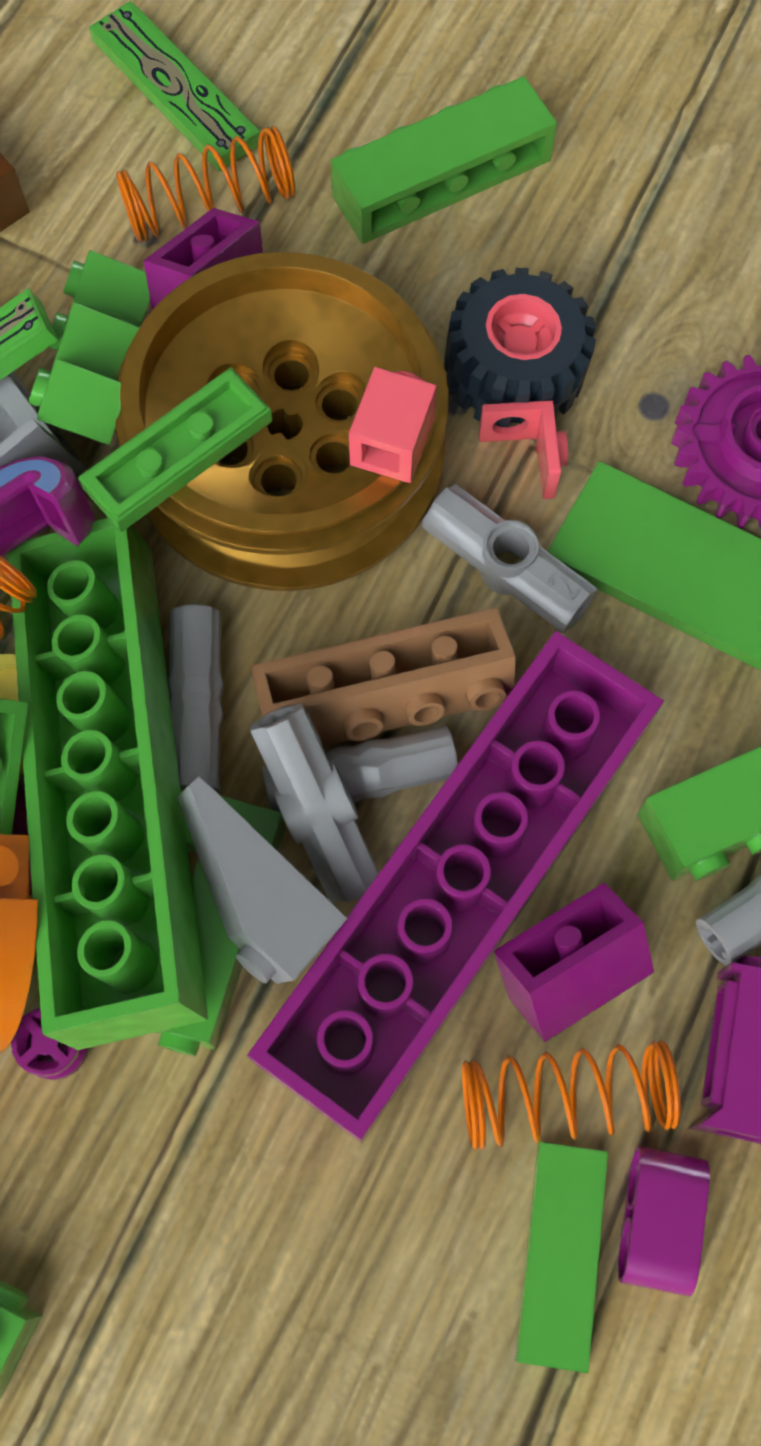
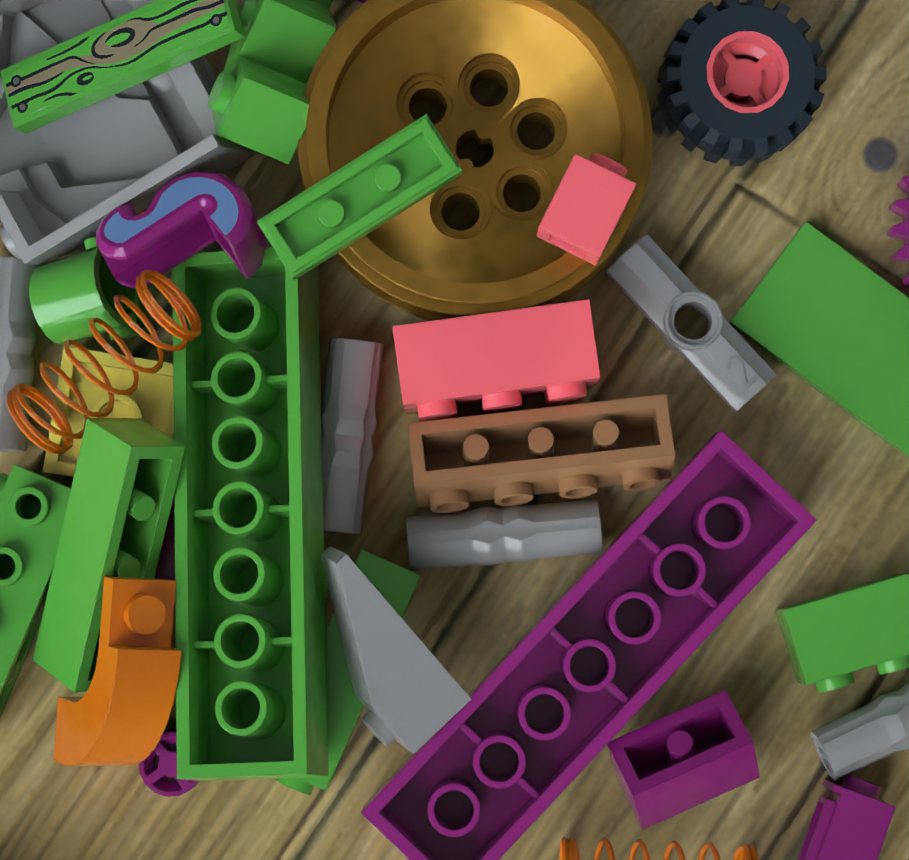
camera: 10 degrees right, 15 degrees up
(315, 802) = (455, 573): light grey piece -> none
(329, 593) = (497, 360): none -> coral brick
(538, 425) = (757, 197): coral bracket -> none

